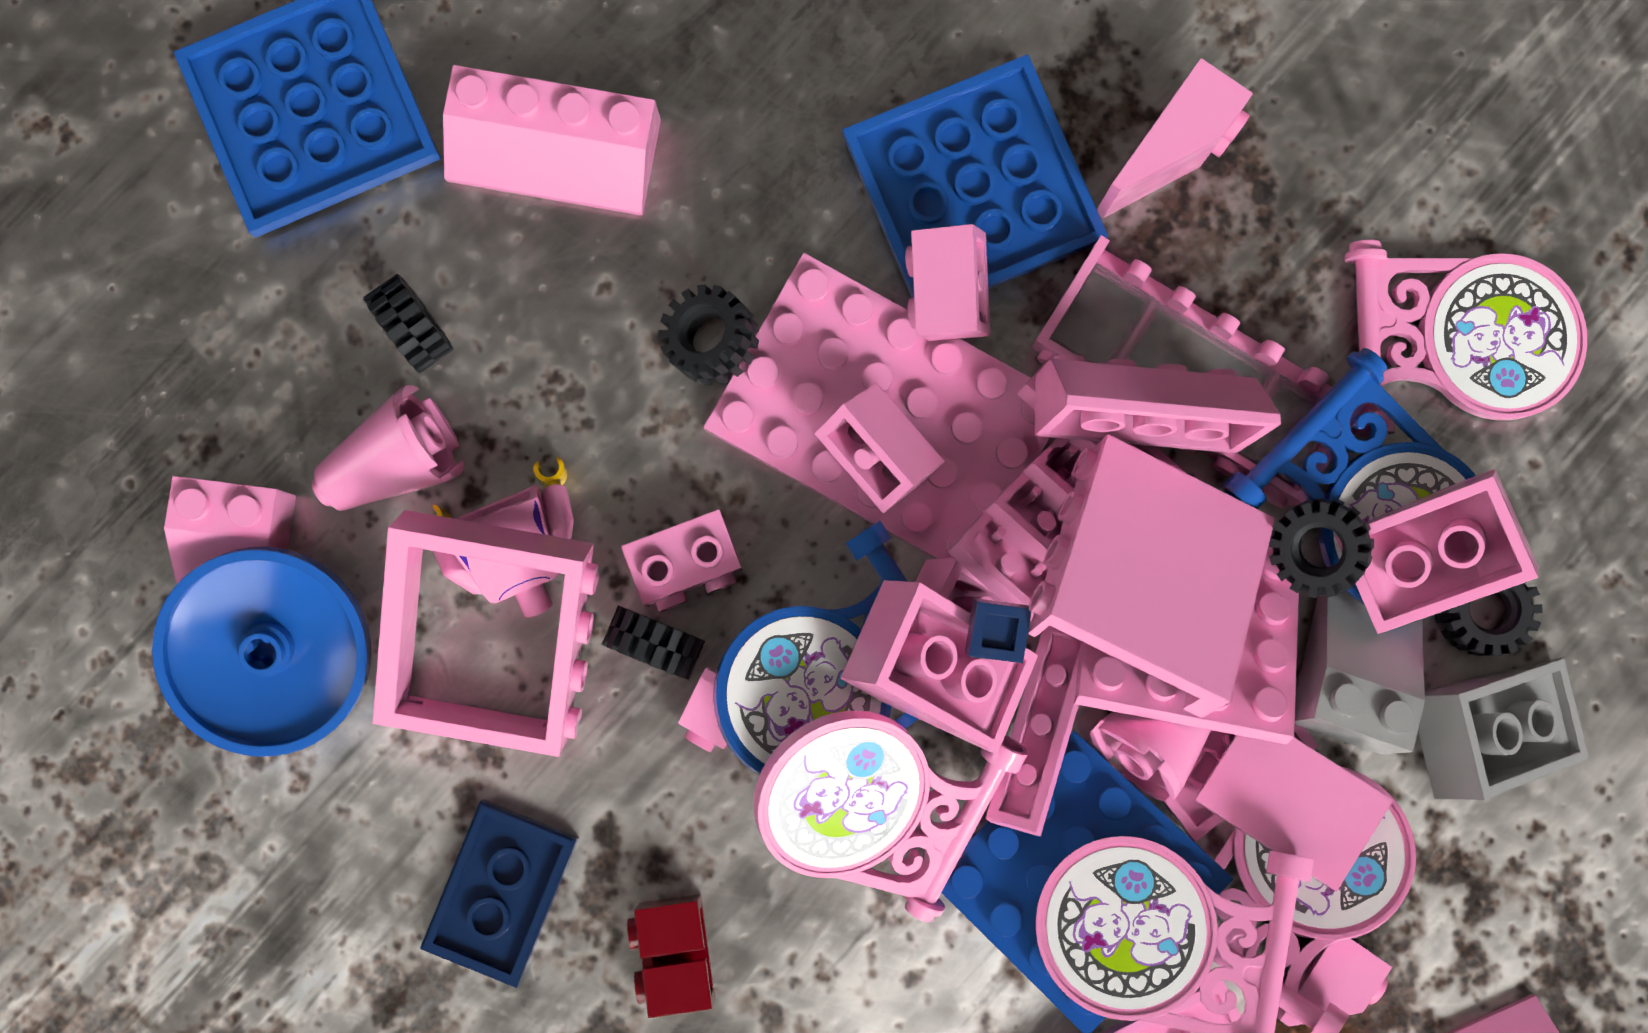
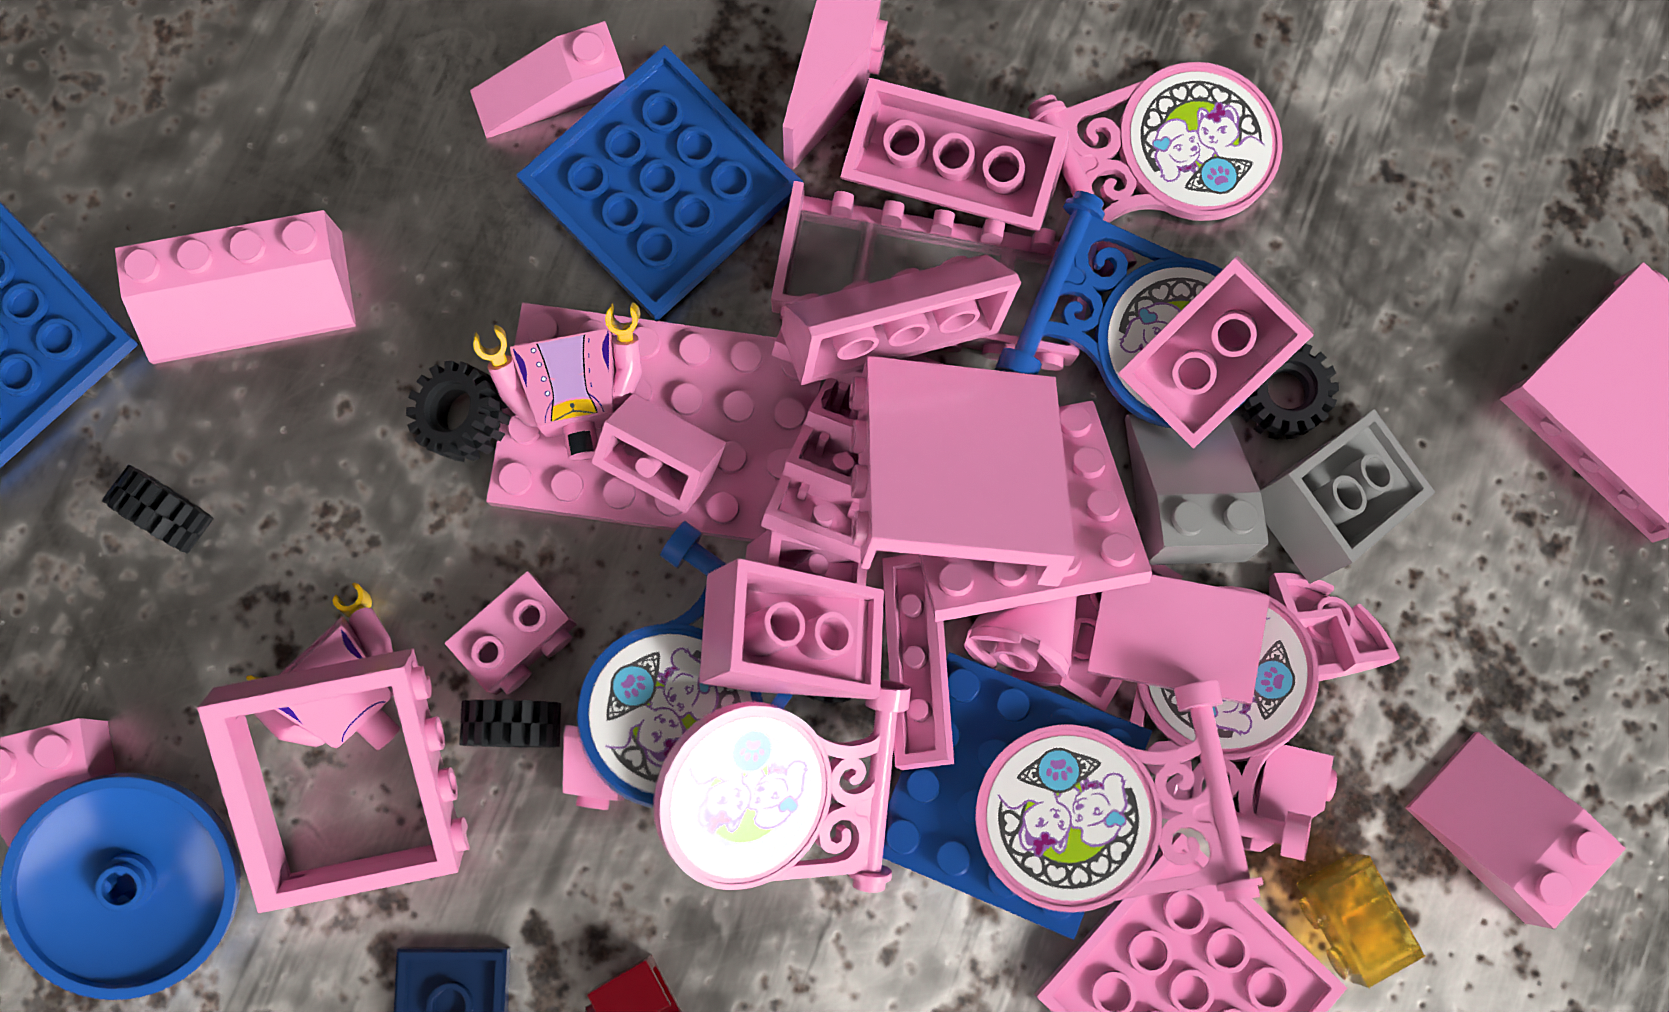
camera: 25 degrees left, 5 degrees down
(389, 454) = (183, 642): bright pink cone -> none
(822, 348) = (569, 380): none -> torso
(907, 49) = (550, 81): none -> bright pink slope
(949, 283) = (667, 275): bright pink brick -> none
(998, 630) = (832, 576): dark blue plate -> none
(1263, 268) = (955, 154): none -> bright pink slope
(1321, 580) = (1085, 410): black tyre -> none
(1445, 858) = (1343, 636): none -> bright pink brick

